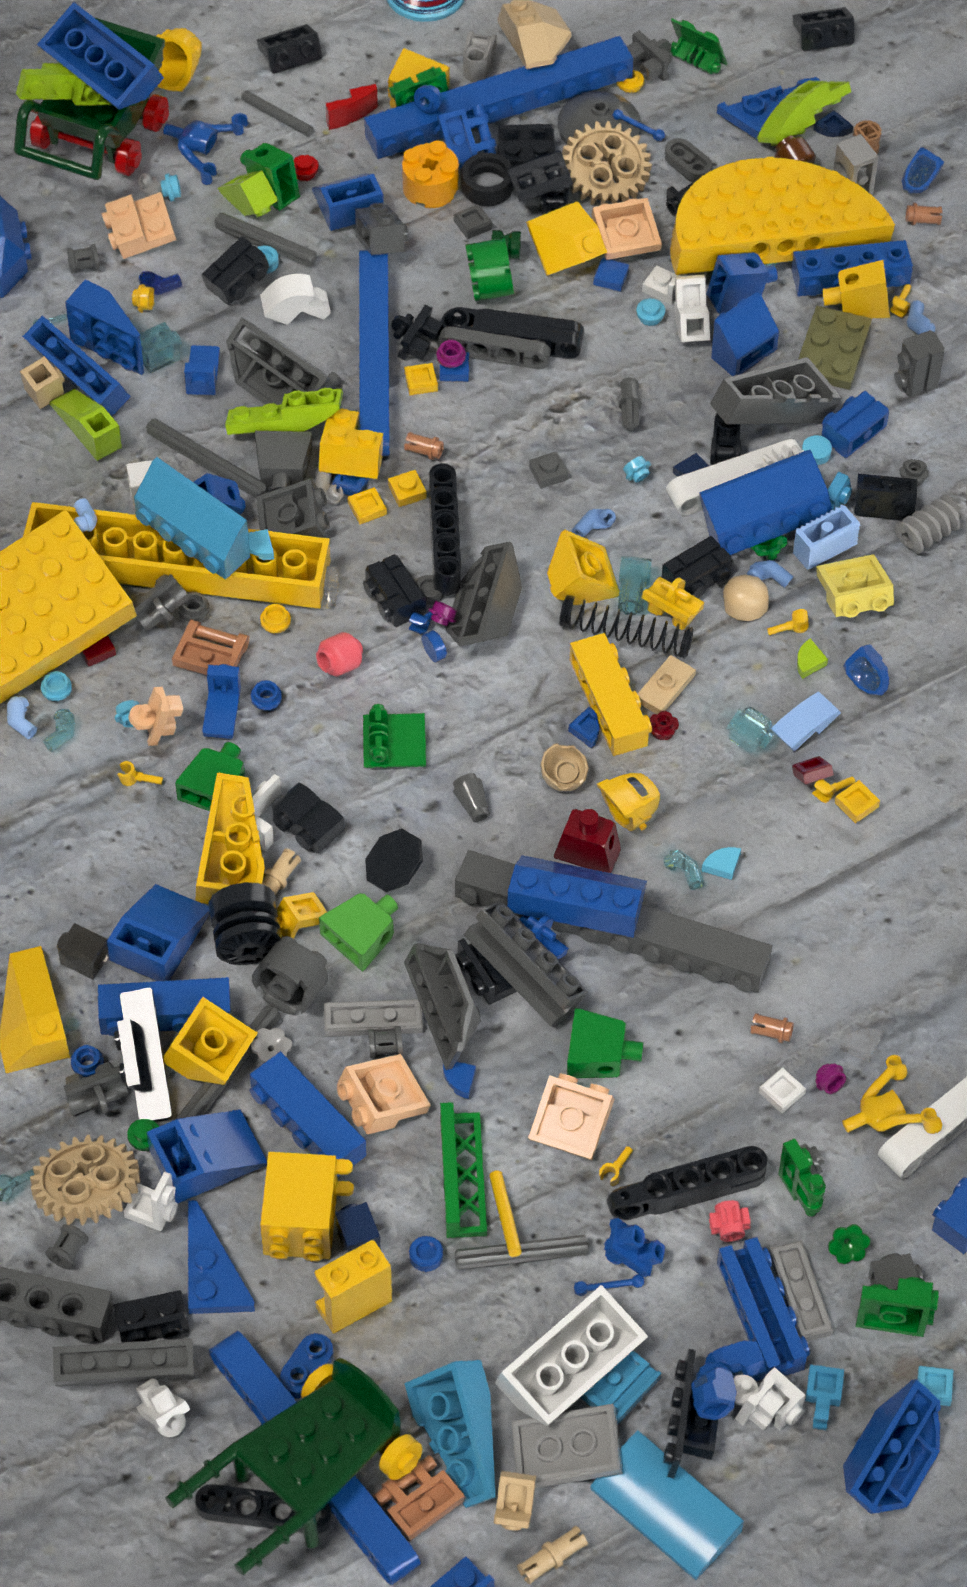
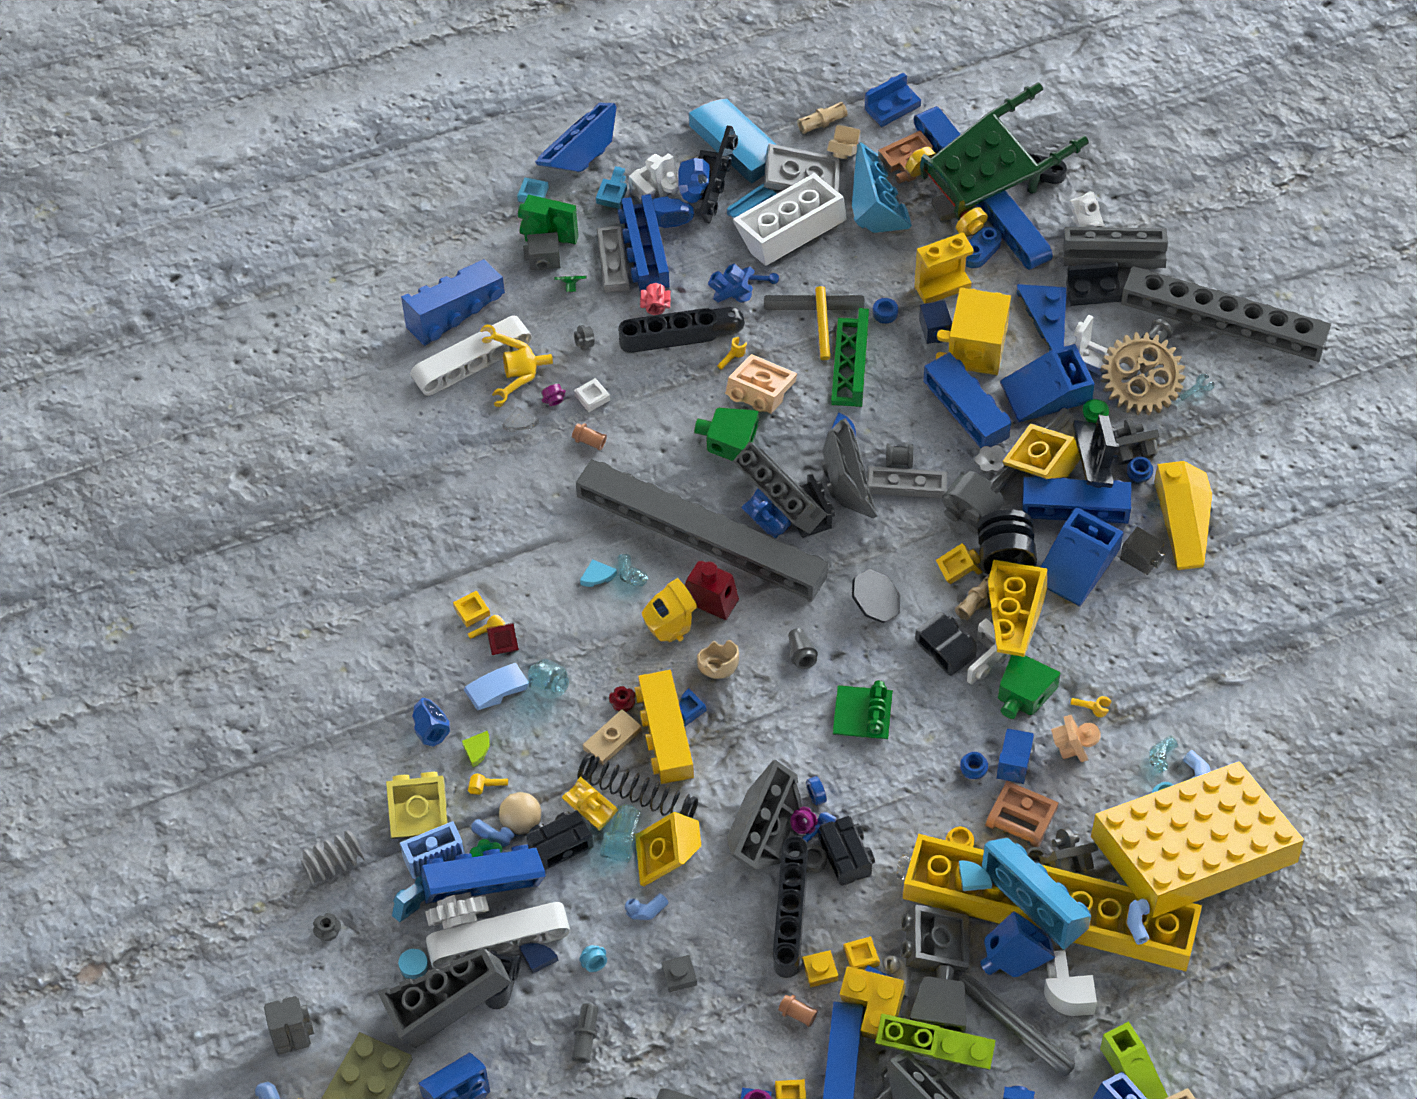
camera: 170 degrees left, 0 degrees up
(122, 712) = (1099, 760): medium azure plate -> none
(339, 654) = (903, 791): coral head -> none
(359, 928) = (910, 545): bright green torso -> none
(381, 1093) = (906, 414): light nougat plate -> none
(576, 895) = (728, 527): blue slope -> none
(797, 1178) = (596, 311): green plate -> none
(855, 423) = (365, 978): blue brick -> none
(885, 496) = (359, 901): black bracket -> none

